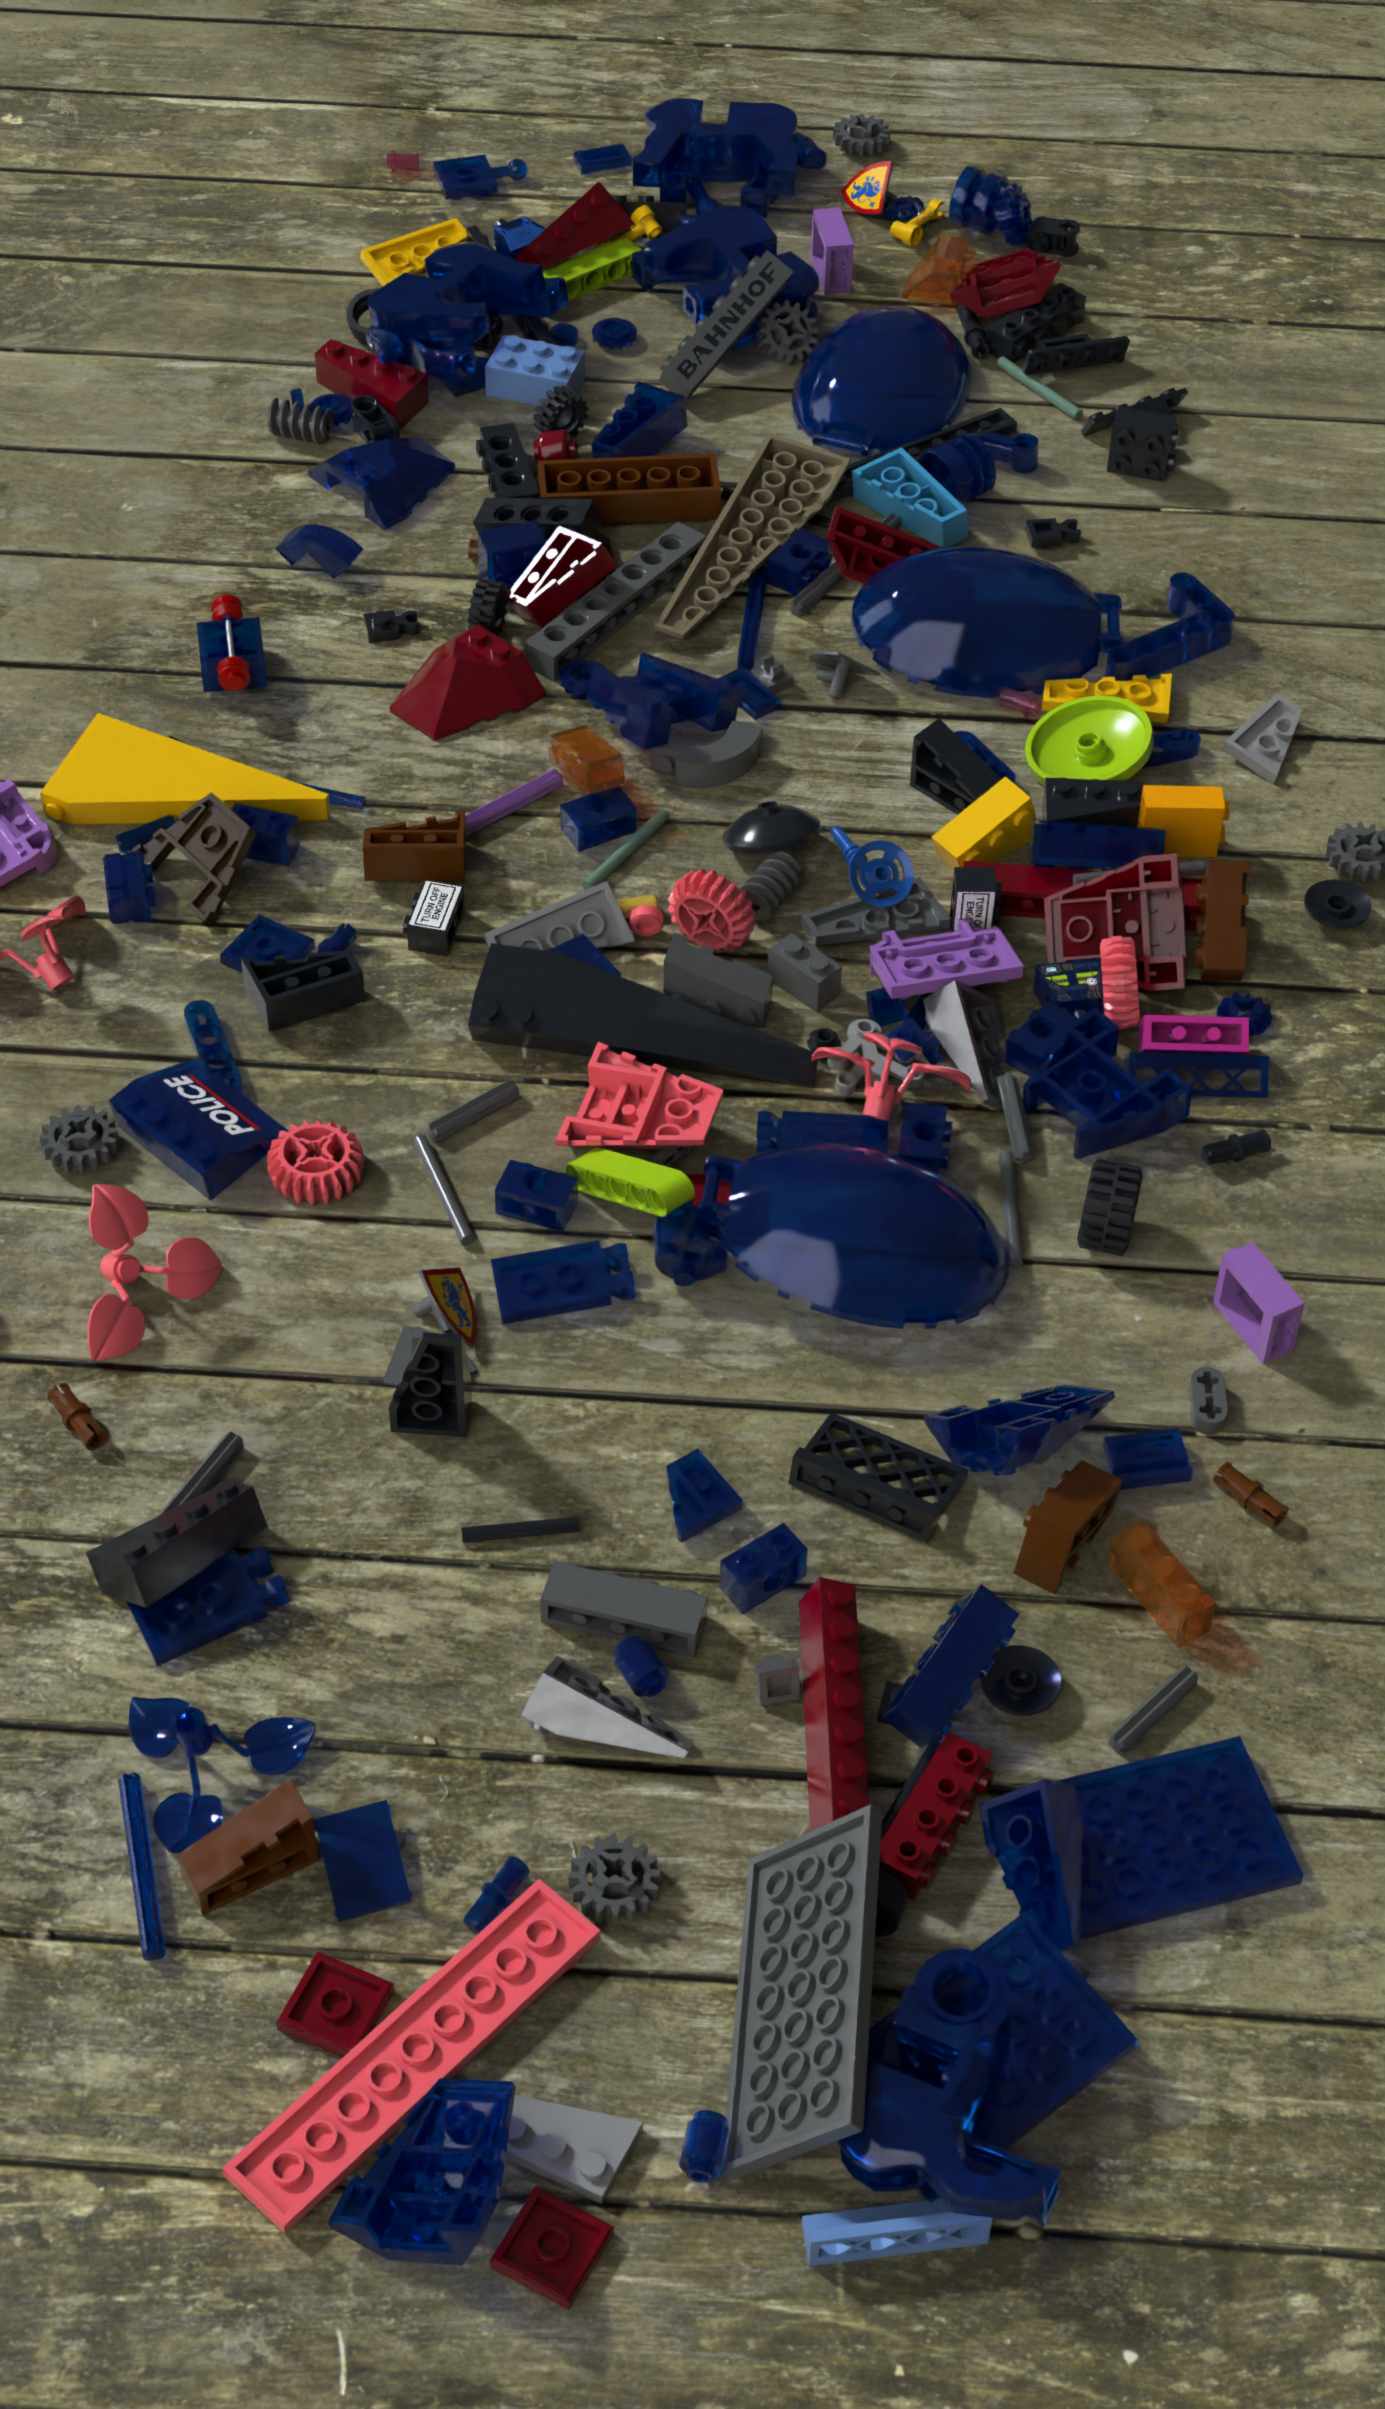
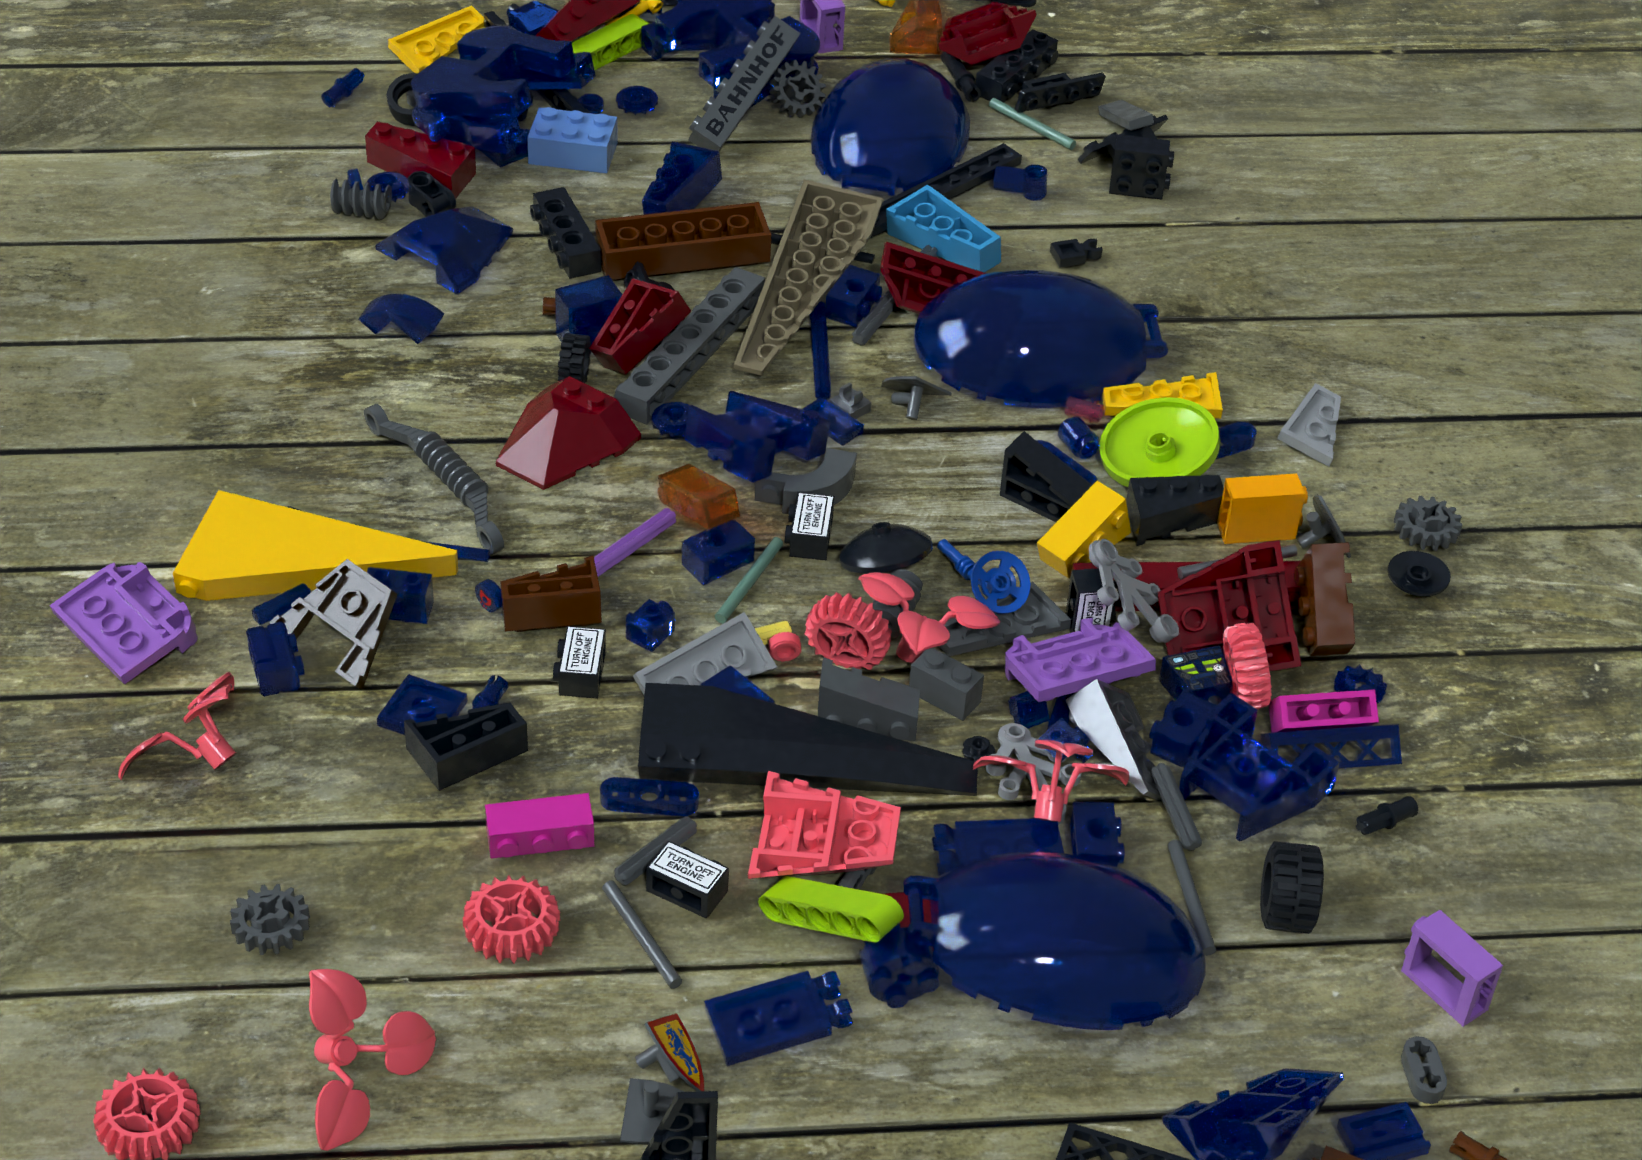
camera: 10 degrees left, 5 degrees down
(195, 1124) = (385, 893): clear blue slope -> none
(211, 1052) = (384, 817): clear blue beam -> none
(231, 648) = (335, 417): clear blue brick -> none
(304, 299) = (342, 87): none -> clear blue axle
(336, 708) = (446, 466): none -> dark grey piece
(353, 842) = (489, 595): none -> clear blue tile
(360, 1074) = (539, 825): none -> dark pink brick
(387, 626) = (479, 385): black plate -> none
(455, 1045) = (659, 806): none -> clear blue beam
(495, 1138) = (687, 879): none -> brick
(513, 886) = (654, 618): none -> clear blue brick
(536, 1195) = (736, 931): clear blue brick -> none
(555, 446) = (605, 205): dark red head -> none
(561, 411) = (605, 176): black tyre -> none
(572, 514) = (620, 268): black brick -> none
(700, 800) = (810, 526): none -> brick
(780, 916) = (917, 630): none -> coral plant
(961, 466) = (986, 197): clear blue wheel -> none
(990, 857) = (1106, 558): none -> light grey plant
(1005, 731) = (1078, 437): none -> clear blue brick
(1091, 844) = (1187, 538): clear blue wedge -> none
(1142, 385) = (1126, 115): none -> dark grey tile
(1202, 628) = (1231, 329): clear blue beam -> none
(1239, 849) = (1321, 524): none -> dark grey shield

